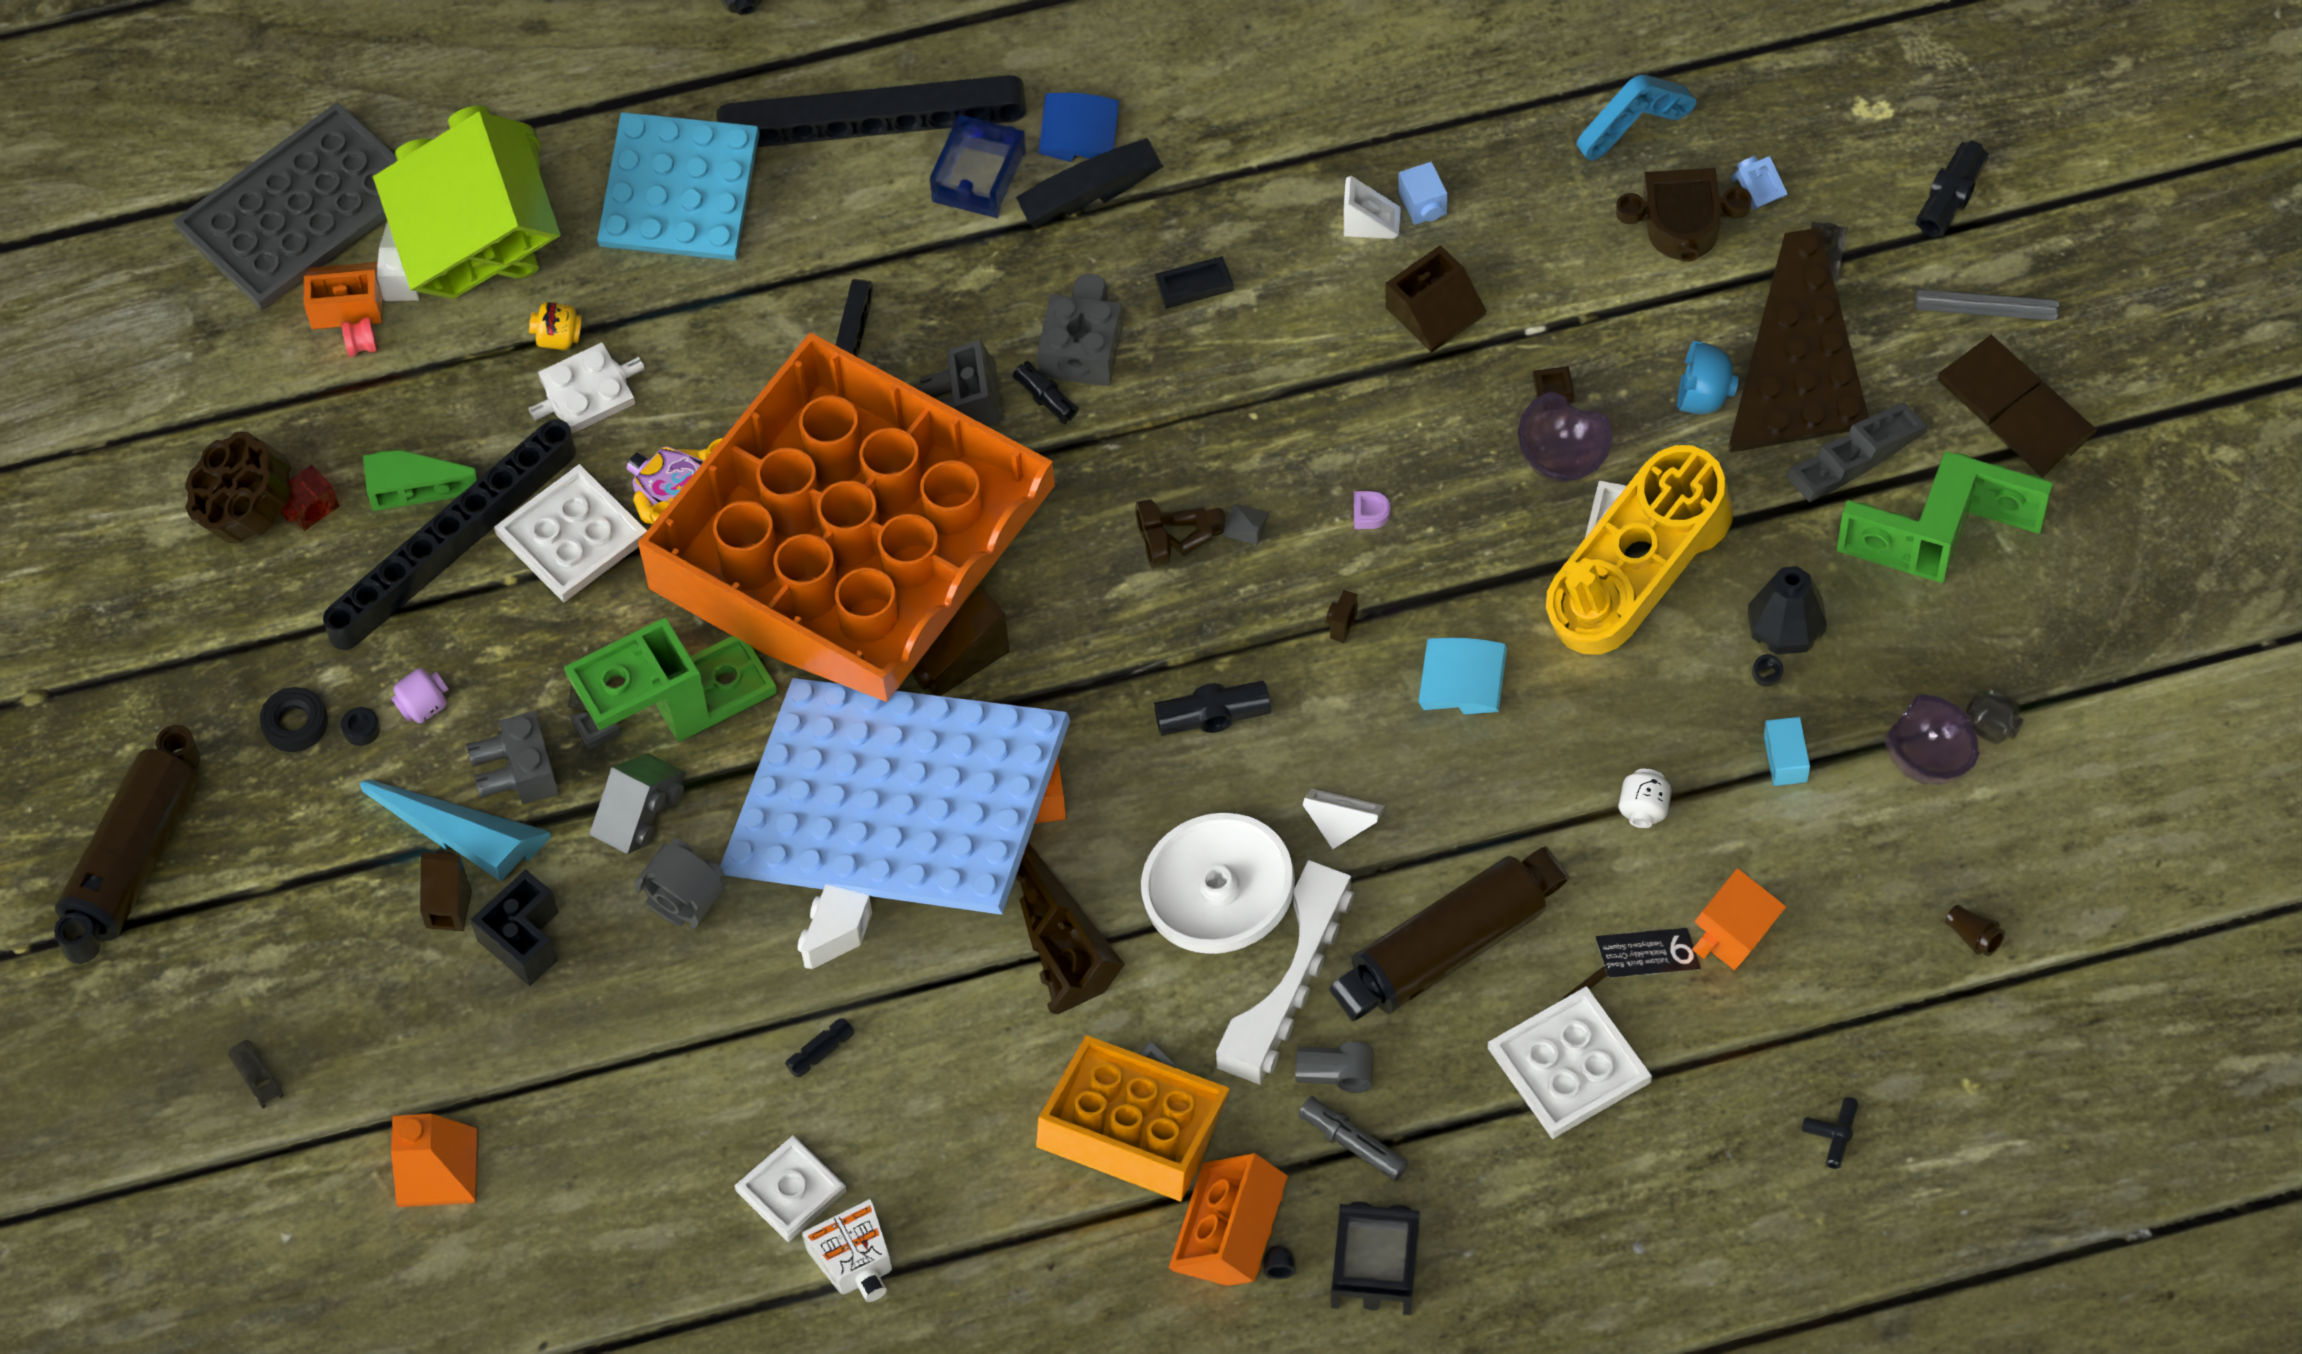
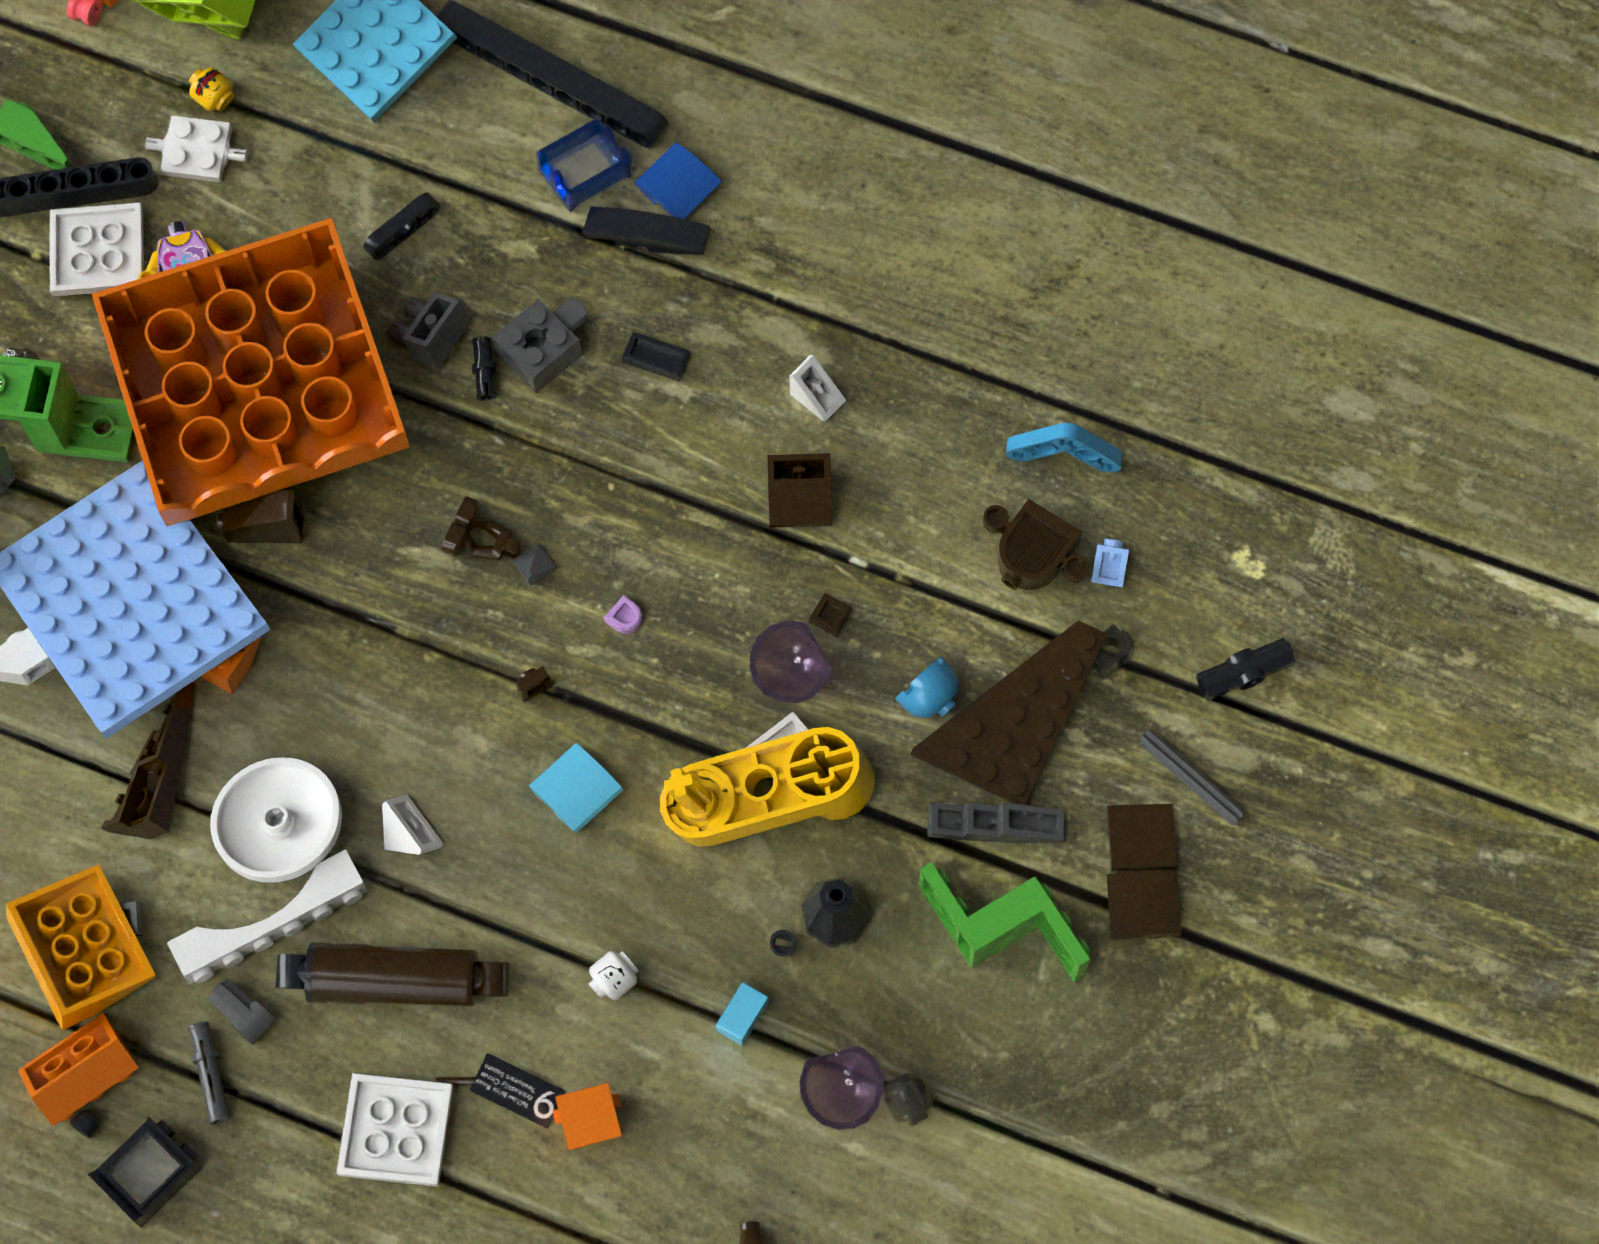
camera: 35 degrees right, 10 degrees up
(1212, 708) = (389, 686): black piece -> none
(1422, 193) = (865, 402): light blue brick -> none

